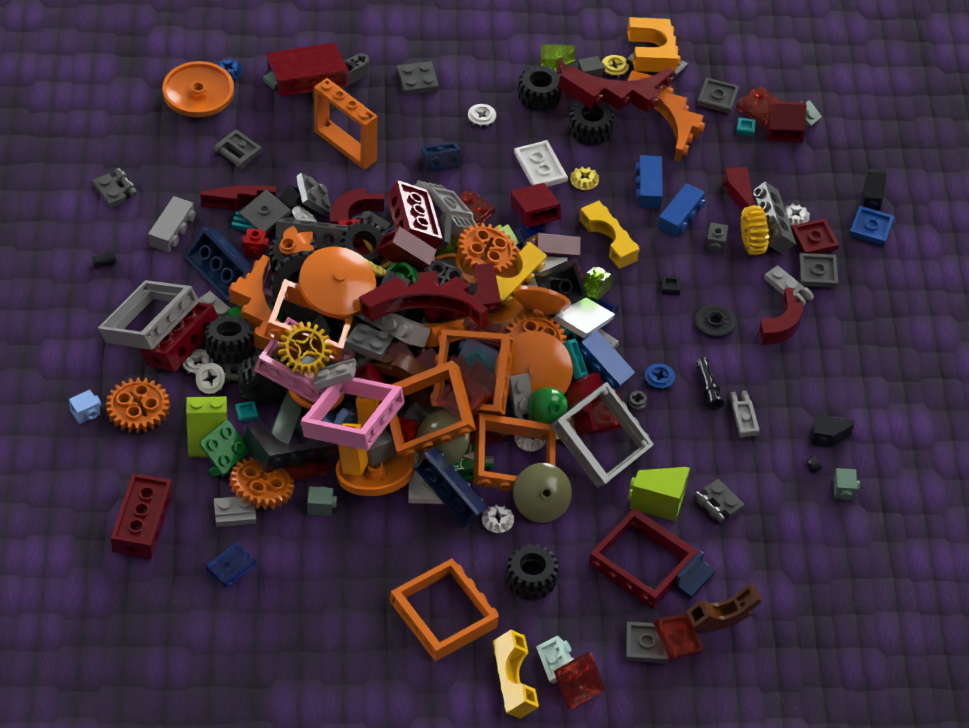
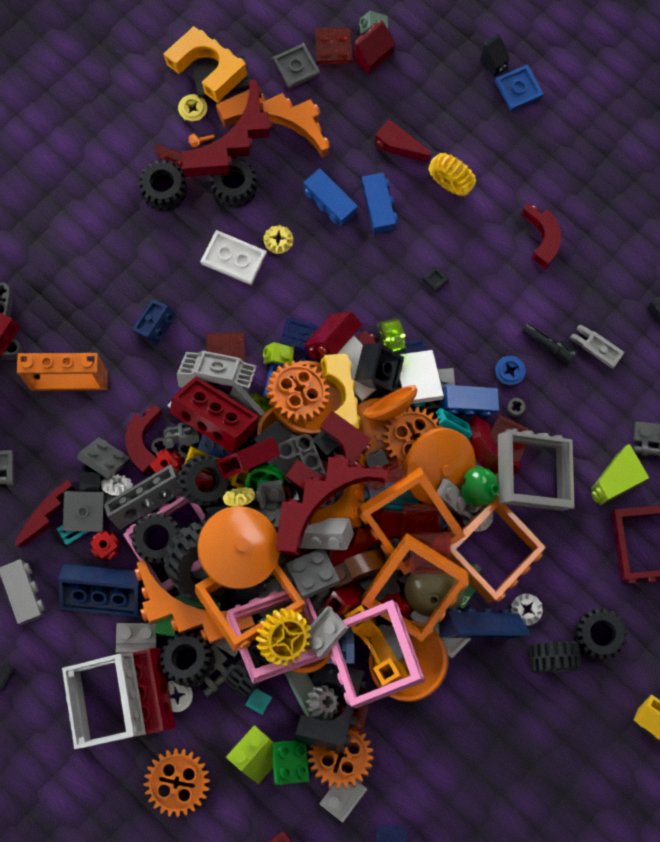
camera: 45 degrees left, 25 degrees up
(85, 406) = (140, 825): light blue brick -> none
(204, 374) = (205, 711): white gear -> none
(290, 432) = (324, 709): none -> light grey gear
(296, 241) = (155, 527): orange plate -> none
(321, 501) = (396, 725): sand green brick -> none
(418, 78) = (57, 262): dark grey plate -> none
(419, 628) = (587, 693): orange window -> none
(480, 110) = (136, 248): white gear -> none
(480, 549) = (554, 657): none -> black tyre
(529, 492) = (542, 561): olive dish -> none
(535, 205) = (274, 303): dark red brick -> none
(550, 53) = (141, 144): clear neon green slope -> none
(591, 66) = (180, 130): dark grey brick -> none
(598, 219) = (329, 269): yellow arch -> none
(715, 241) = (428, 205): dark grey brick -> none
(724, 315) = (494, 292): black wheel -> none
(746, 127) = (343, 77): teal tile -> none
(779, 229) = (442, 141): dark grey brick -> none
(780, 280) = (513, 198): light grey hinge -> none
(794, 220) = (450, 131): white gear -> none
(815, 237) = (491, 137): dark red plate -> none
(818, 270) = (522, 165): dark grey plate -> none

